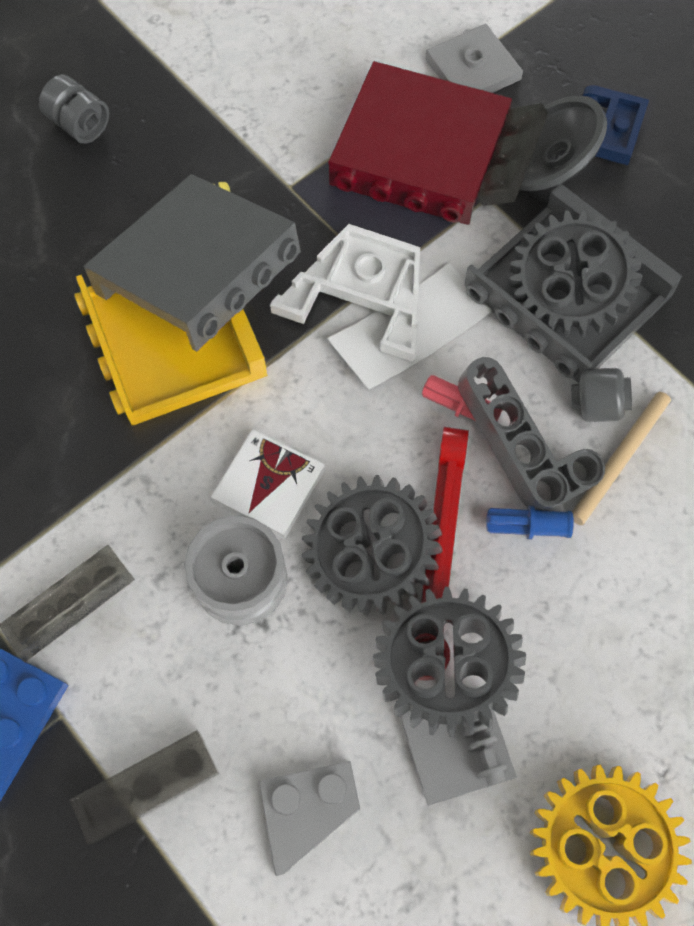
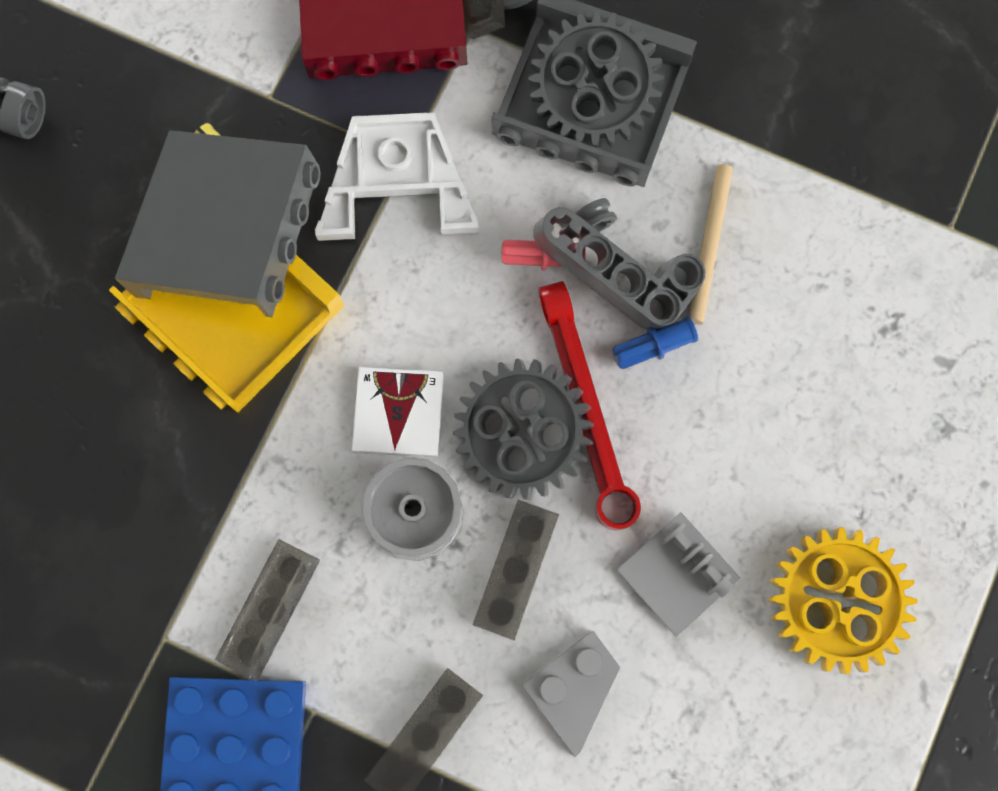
camera: 25 degrees left, 10 degrees up
(304, 670) = (515, 570): none -> clear smoke plate
(442, 316) = (486, 172): white sticker -> none
(492, 659) = (679, 489): dark grey gear -> none
(527, 387) = (597, 214): none -> dark grey bush
(602, 395) = (670, 191): dark grey head -> none

